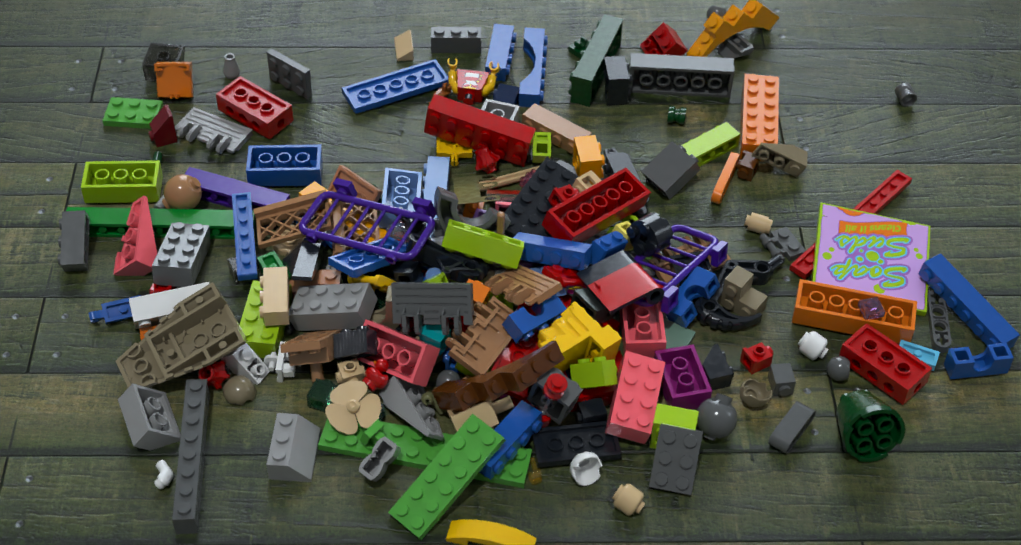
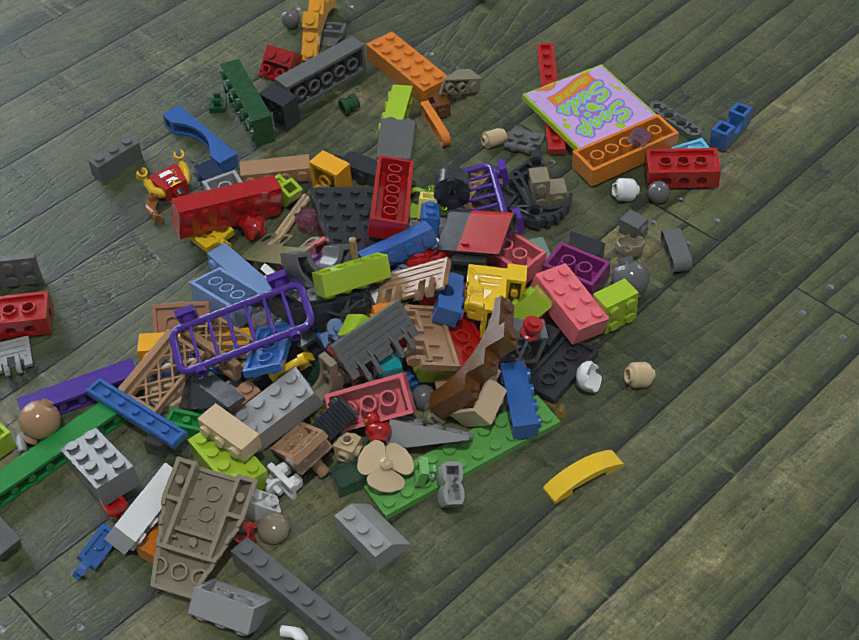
camera: 40 degrees left, 0 degrees up
(139, 242) = (50, 489): coral wedge -> none
(284, 165) = (96, 340): blue brick -> none
(395, 86) = (107, 224): blue plate -> none
(404, 46) = (76, 190): tan slope -> none
(446, 476) = (513, 456): bright green plate -> none
(501, 49) = (159, 143): brick -> none
(505, 195) = (303, 236): tile -> none
(563, 194) = (360, 201): red brick -> none
(582, 182) = (362, 191): tan brick -> none
(675, 458) = (641, 322): dark grey plate -> none
(698, 284) = (516, 197): blue arch -> none
(756, 357) = (601, 219): red brick -> none
(868, 425) = (722, 210): dark green cone -> none
(967, 302) = (682, 96): blue brick -> none

